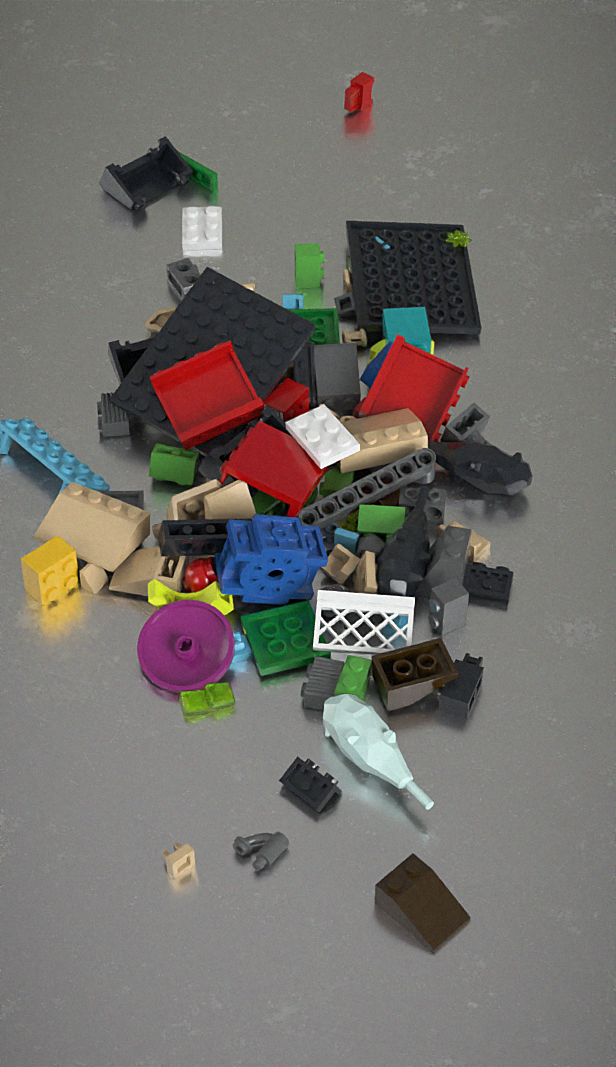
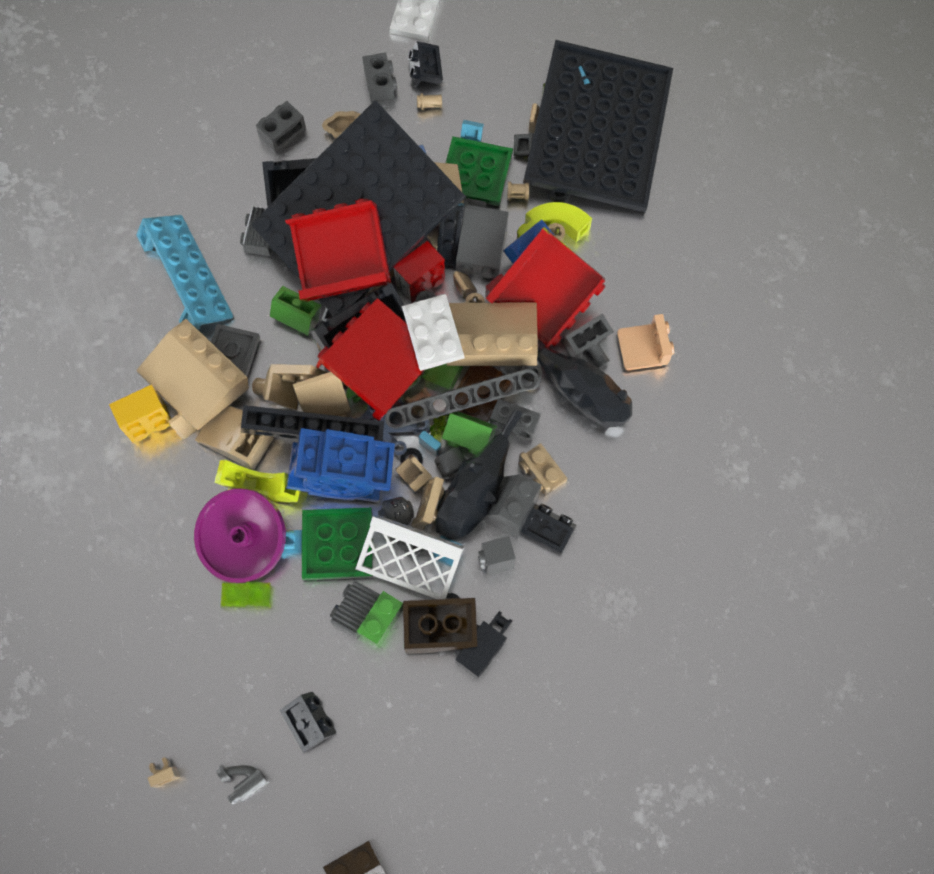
camera: 15 degrees right, 25 degrees up
(104, 329) = (282, 129): none -> dark grey brick
(199, 574) = (276, 455): red piece -> none
(227, 262) = (425, 63): none -> black bracket
(307, 265) = (499, 89): bright green brick -> none
(369, 742) = (371, 697): light aqua piece -> none
(409, 323) = (566, 204): teal brick -> none
(458, 238) = (661, 86): clear neon green plant -> none
(524, 428) = (646, 344): none -> light nougat bracket

